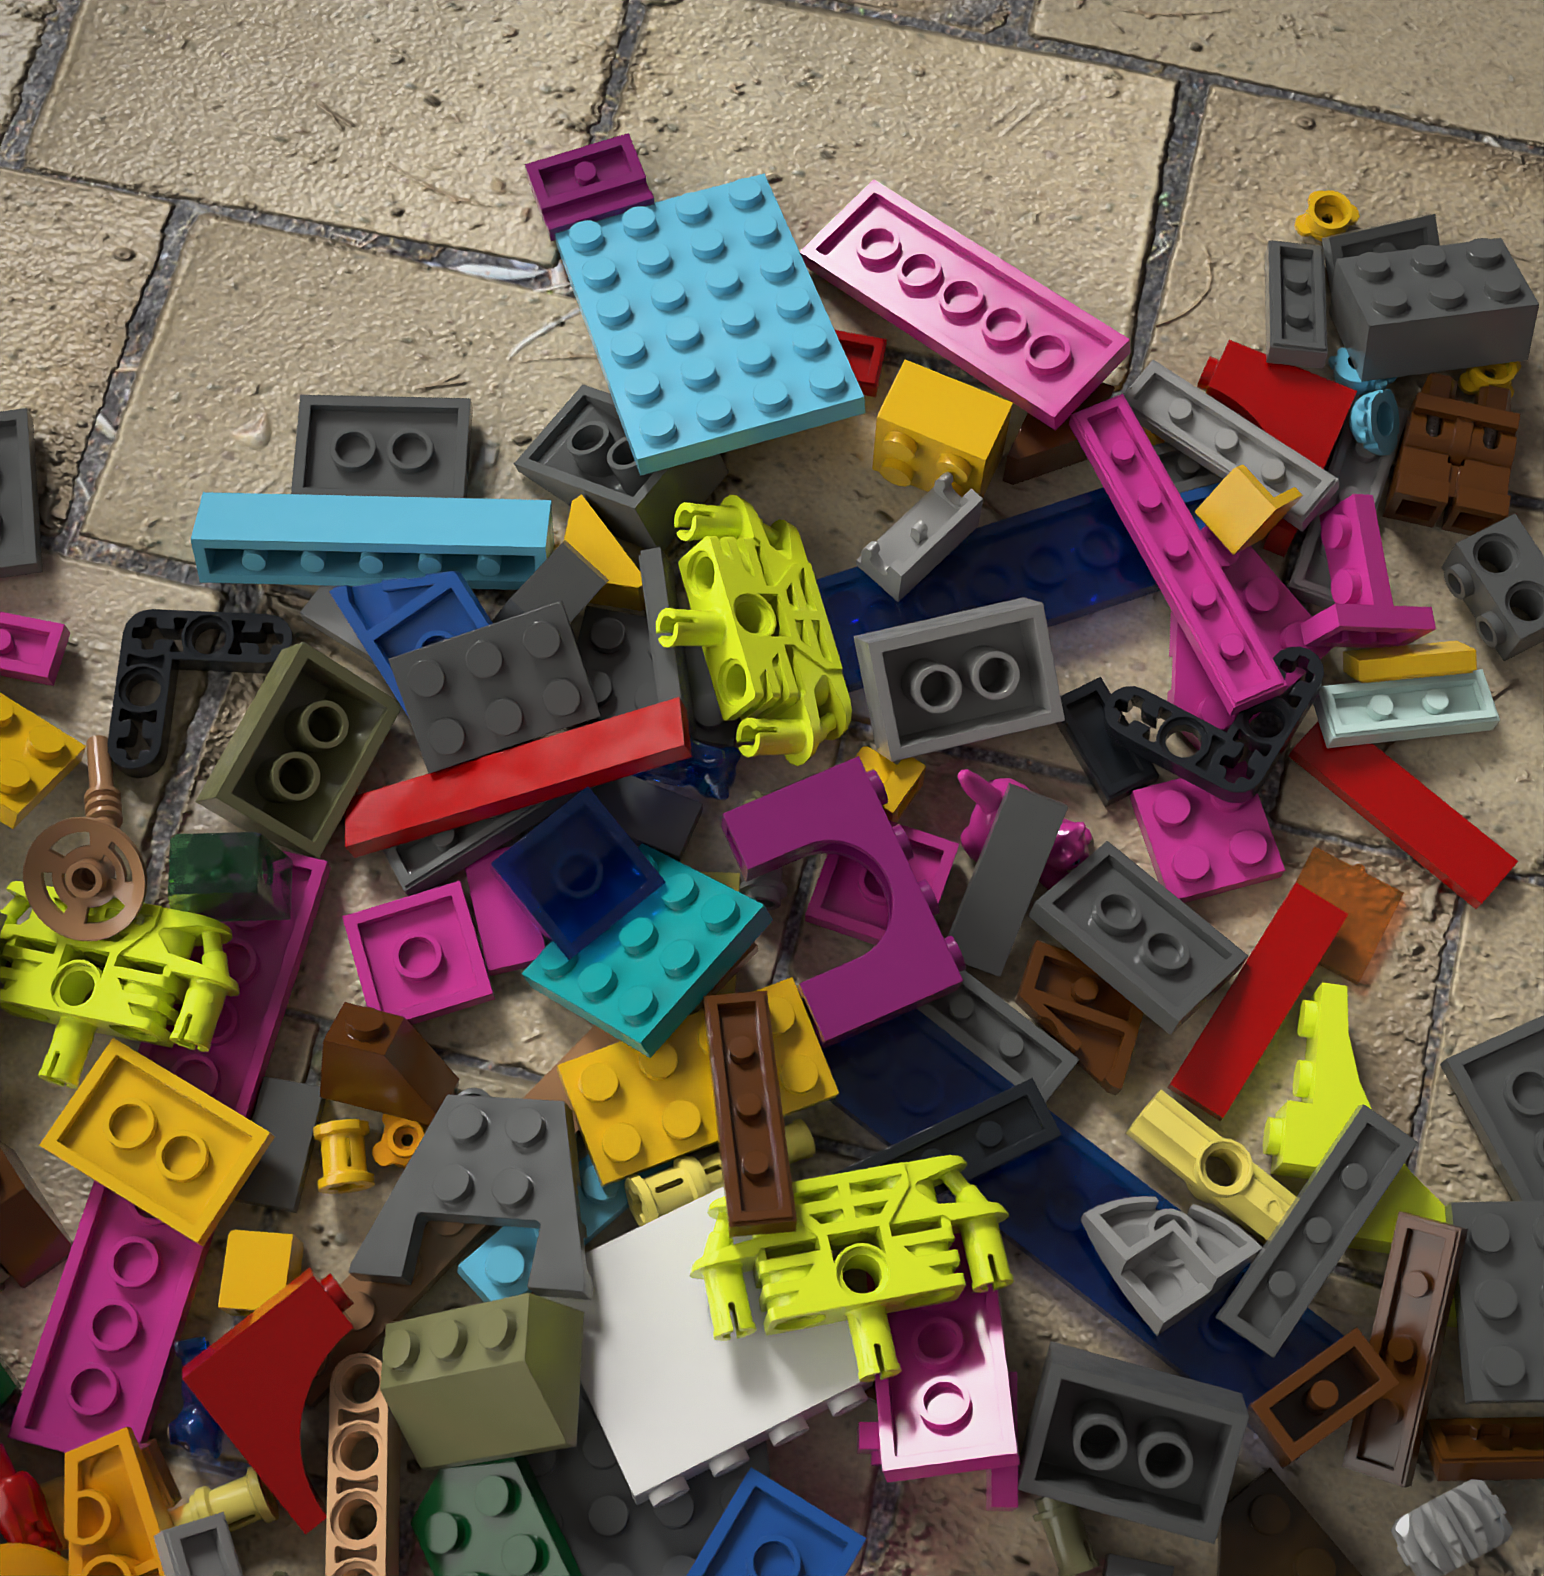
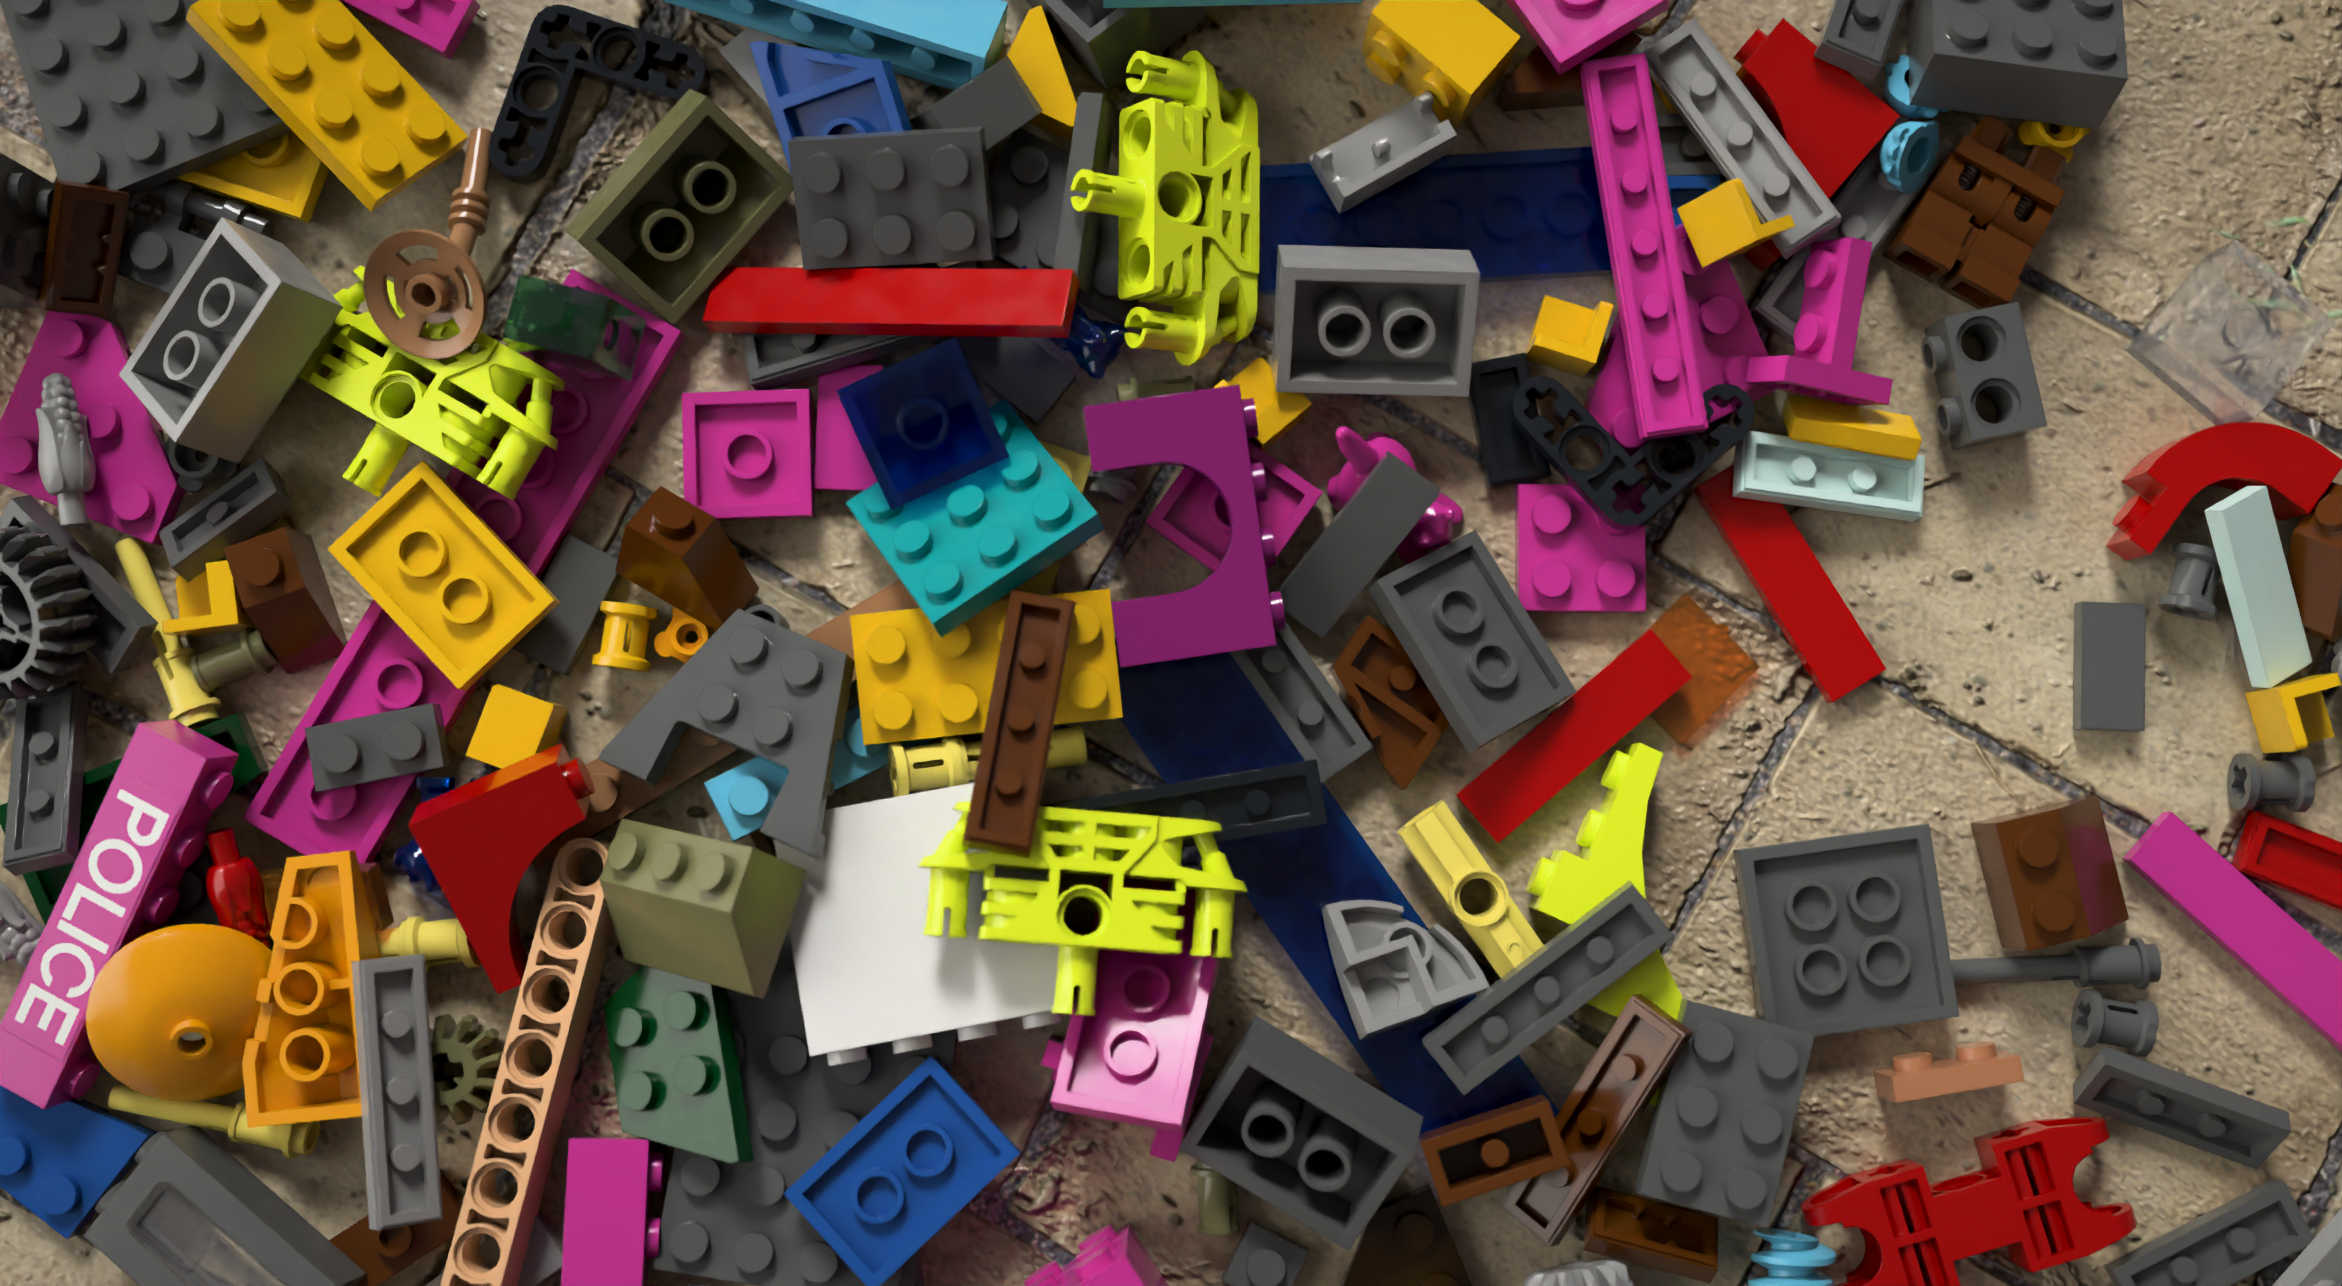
camera: 15 degrees right, 15 degrees up
(128, 1326) = (377, 747): none -> dark grey plate
(1134, 652) = (1568, 335): none -> yellow panel

